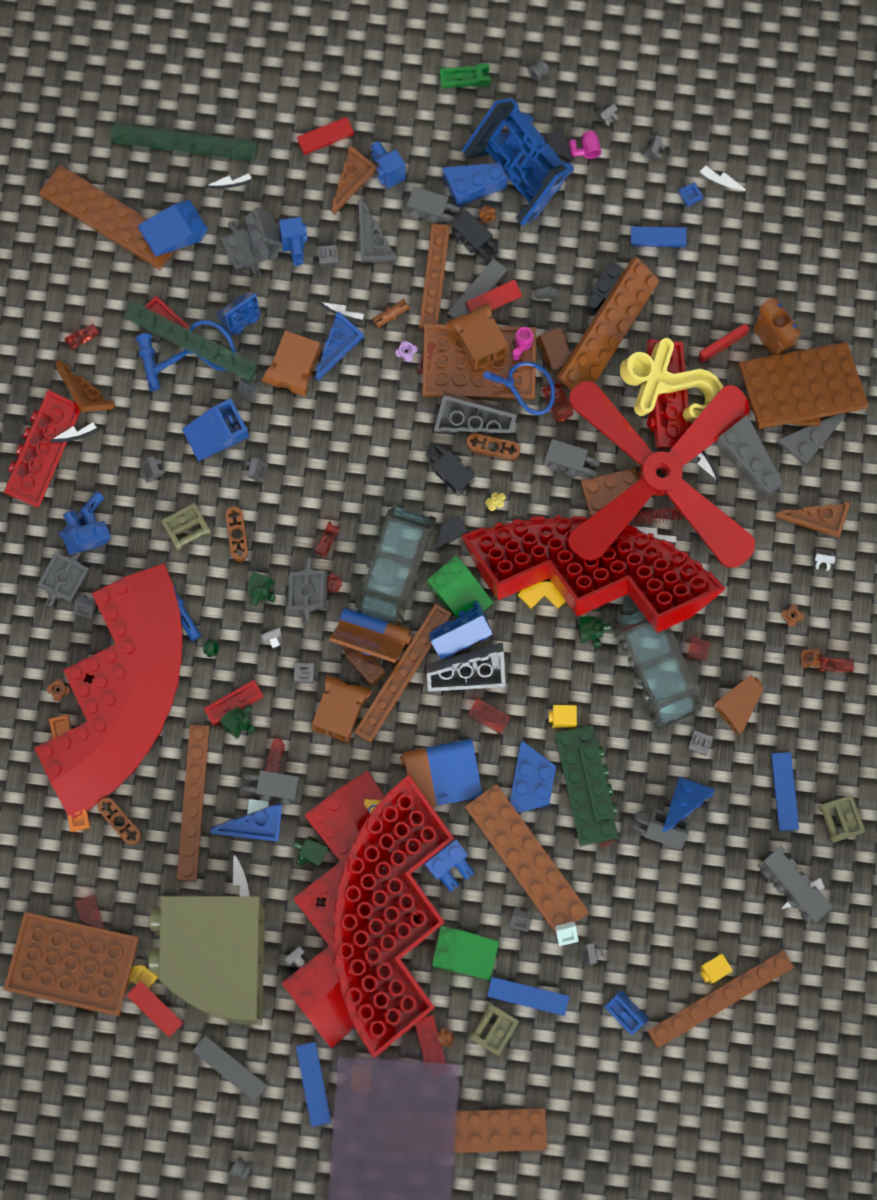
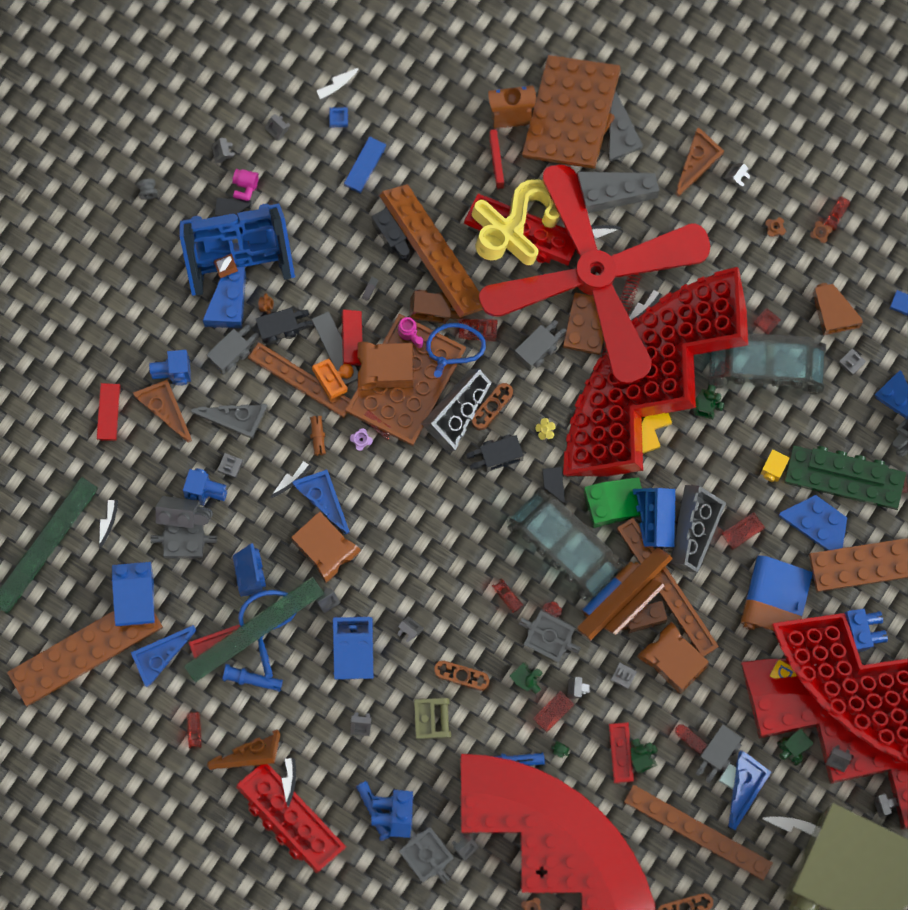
camera: 65 degrees left, 0 degrees up
(130, 275) = (156, 656): none -> blue wing
(241, 626) = (553, 711): none -> clear red plate
(312, 891) = (839, 759): none -> flat silver tile
(374, 634) = (624, 593): none -> dark orange tile
(447, 298) = (331, 378): none -> orange plate
(465, 76) = (117, 257): green plate -> none
(499, 161) = (226, 266): none -> dark orange tile

